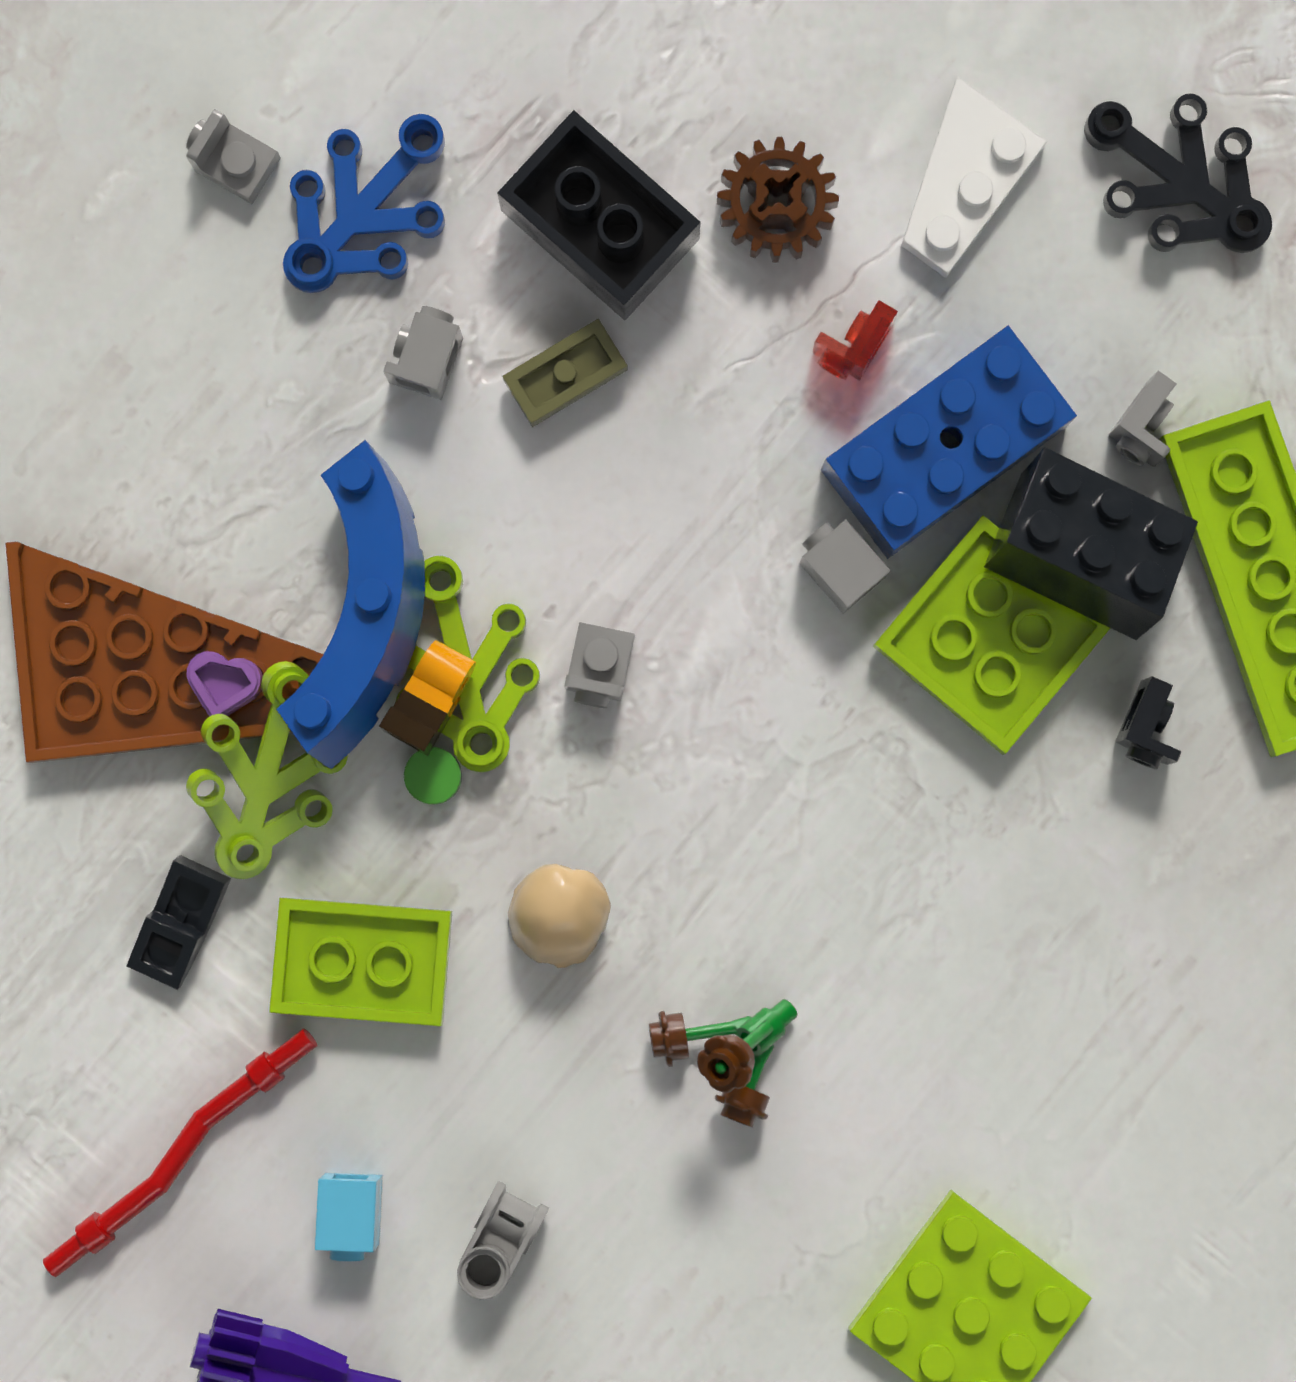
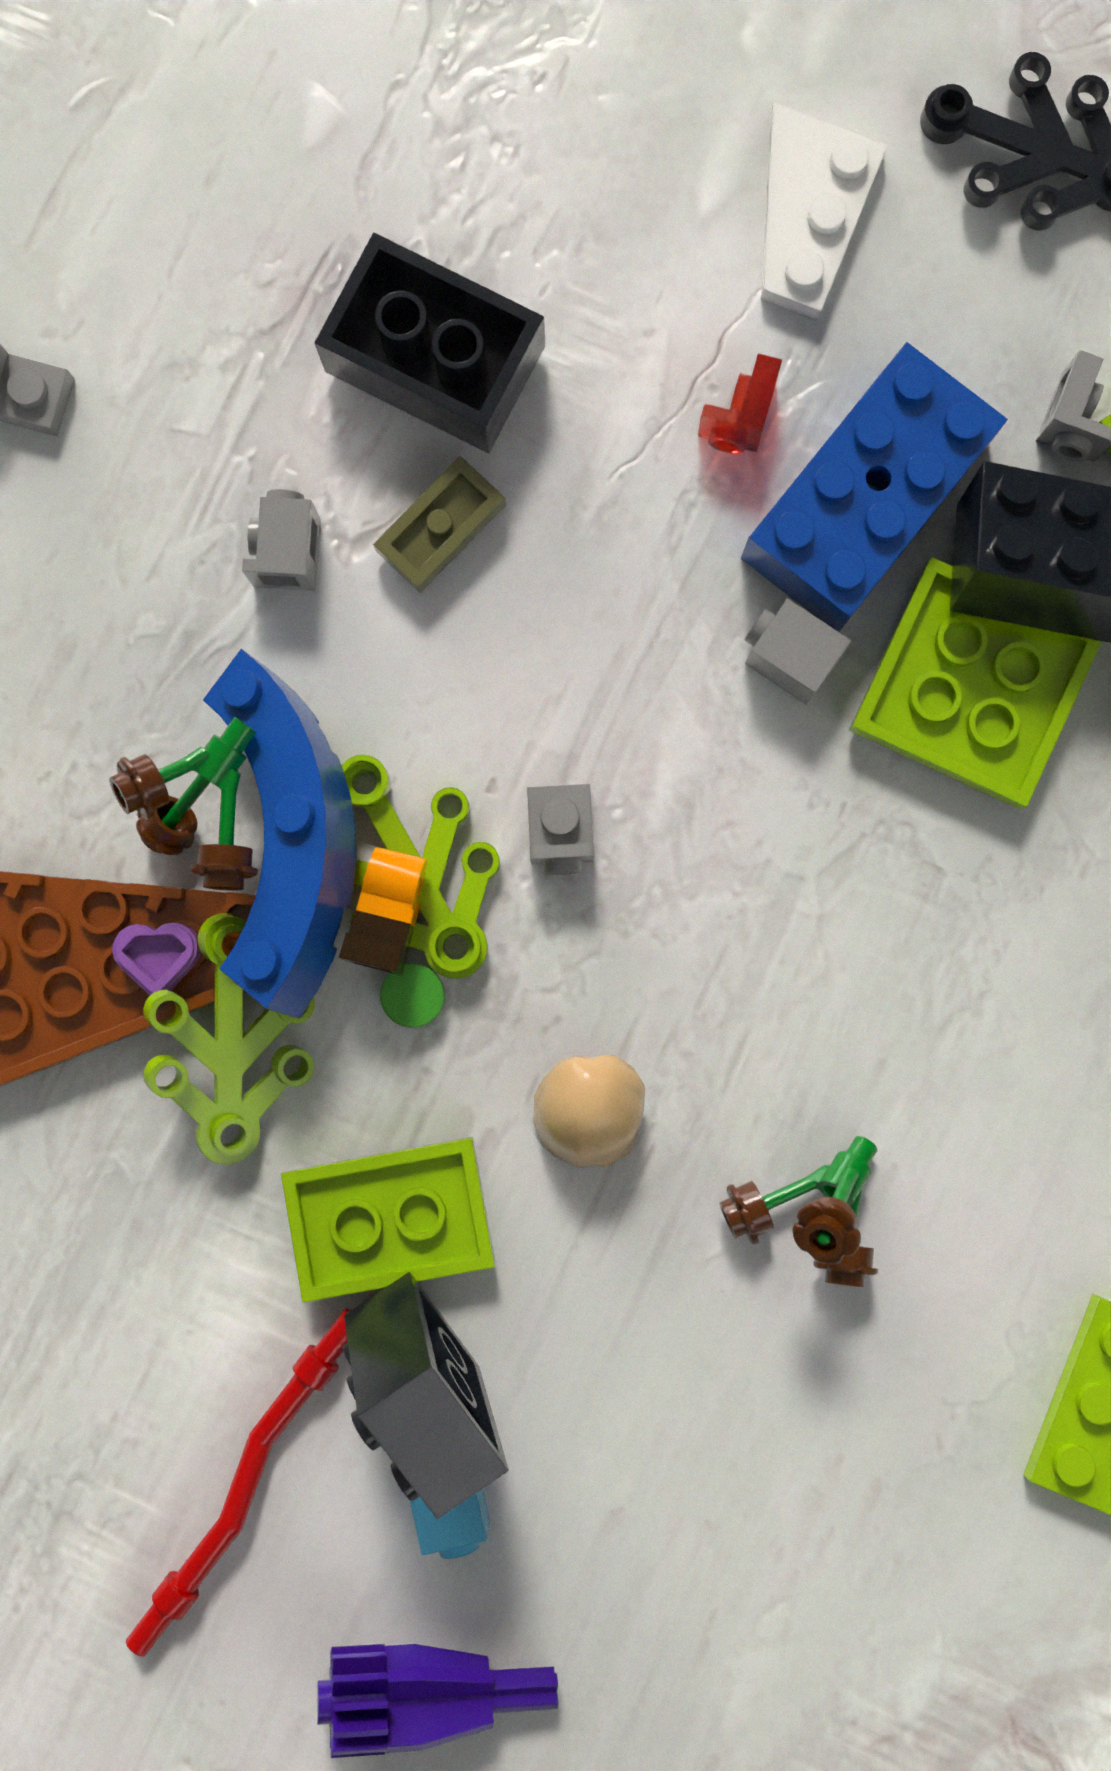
camera: 10 degrees left, 0 degrees up
(178, 922) = (178, 1229): black slope -> none
(264, 571) = (169, 822): none -> plant
(350, 1110) = (421, 1398): none -> black brick
(360, 212) = (173, 412): blue plant -> none
(500, 1238) = (622, 1477): light grey piece -> none
(761, 181) = (606, 256): reddish brown gear -> none

